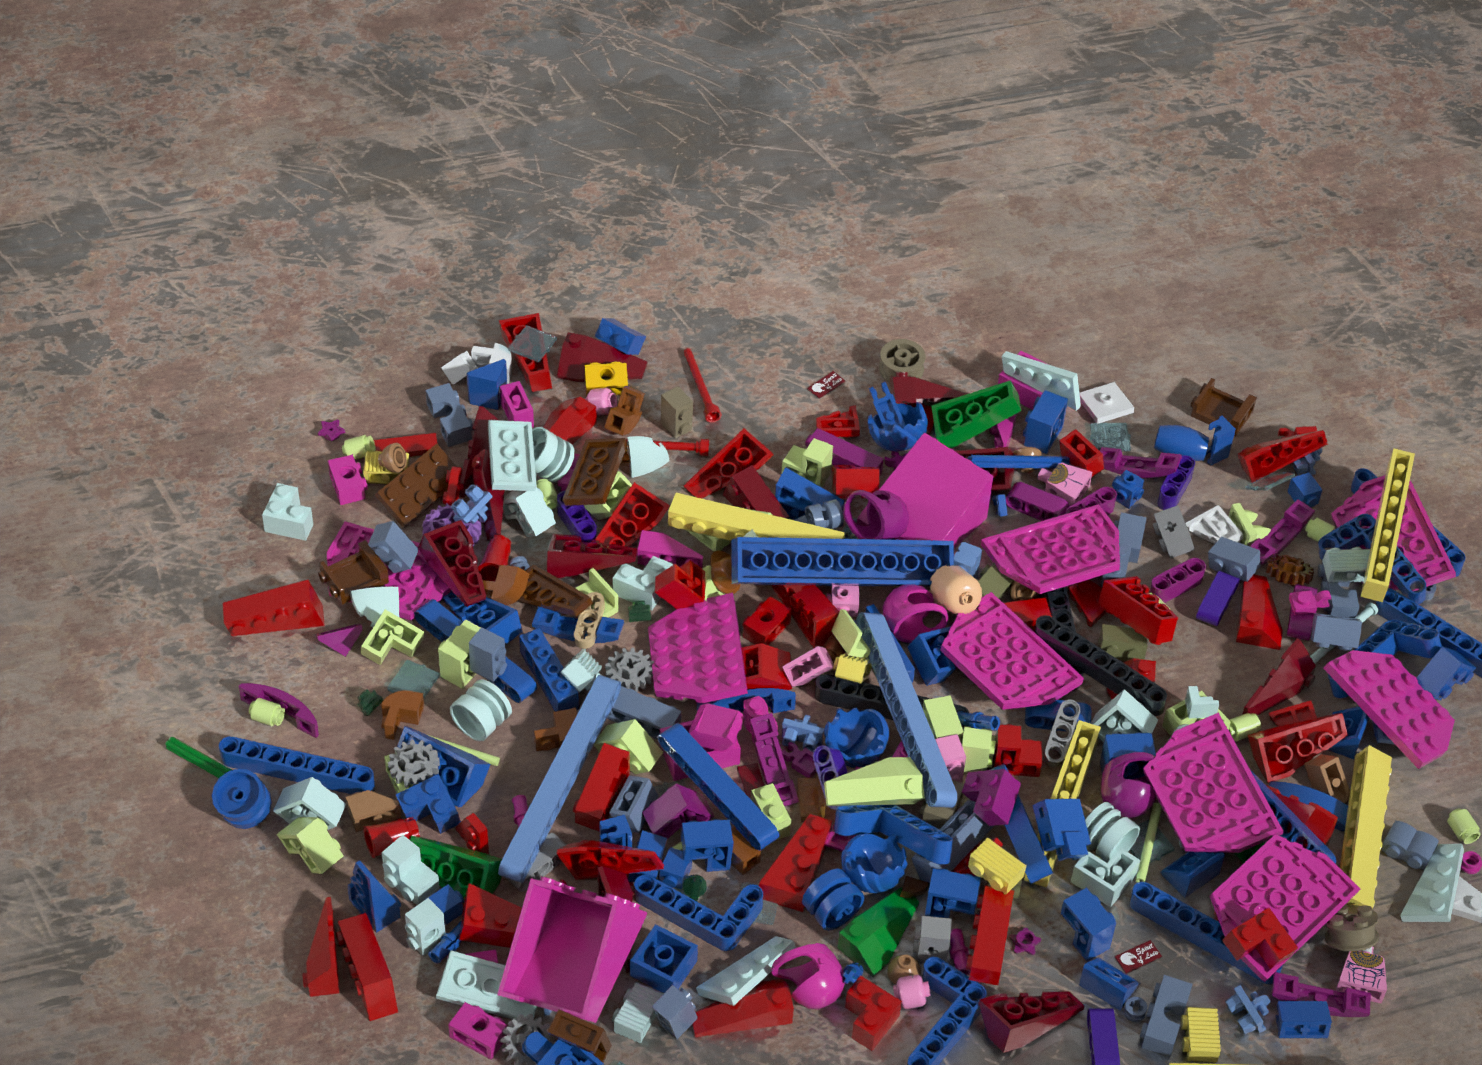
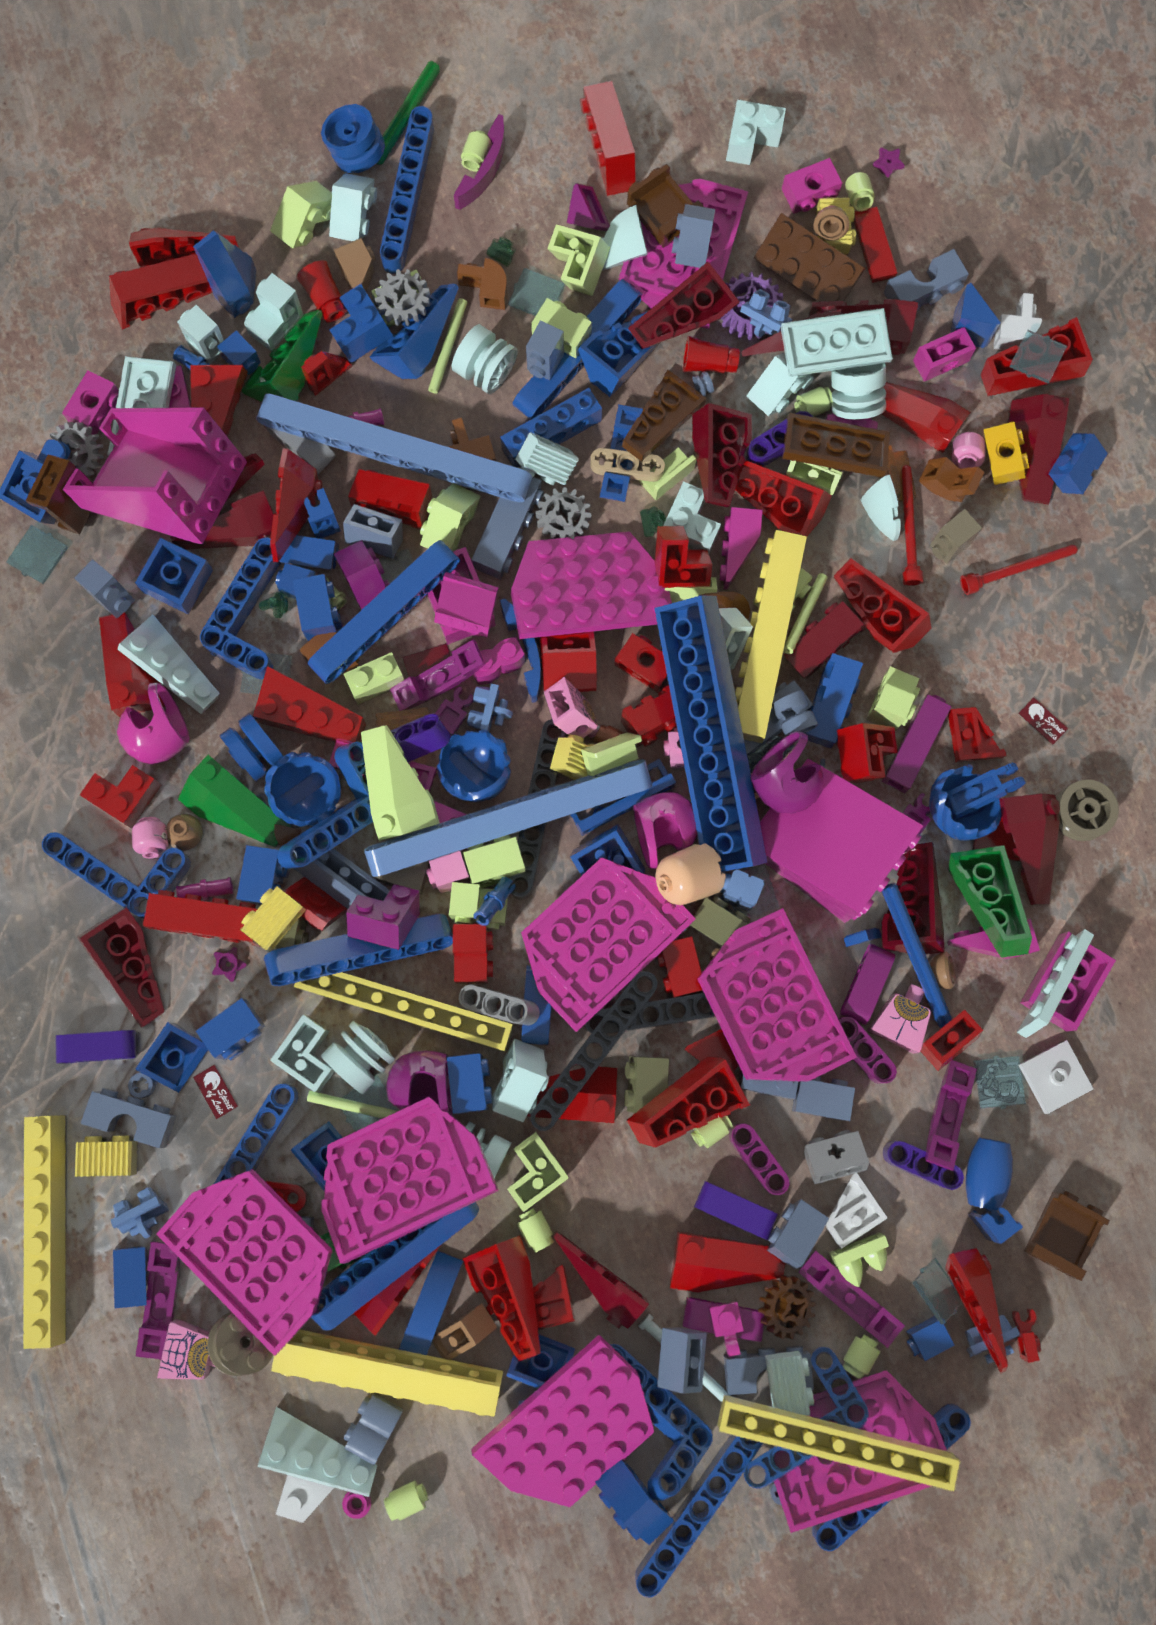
camera: 85 degrees right, 30 degrees up
(453, 478) = (801, 299): red plate -> none
(458, 367) = (1004, 287): white panel -> none
(509, 585) = (664, 367): dark orange brick -> none
(636, 1013) = (118, 556): light aqua brick -> none
(852, 973) = (161, 771): blue axle -> none
(932, 938) = (205, 857): light grey brick -> none
(1045, 421) = (999, 992): blue brick -> none
(1065, 825) = (341, 999): blue piece -> none
(1128, 488) = (893, 1099): blue brick -> none
(1199, 706) = (540, 1175): light aqua panel -> none
(1263, 934) = (193, 1225): red brick -> none

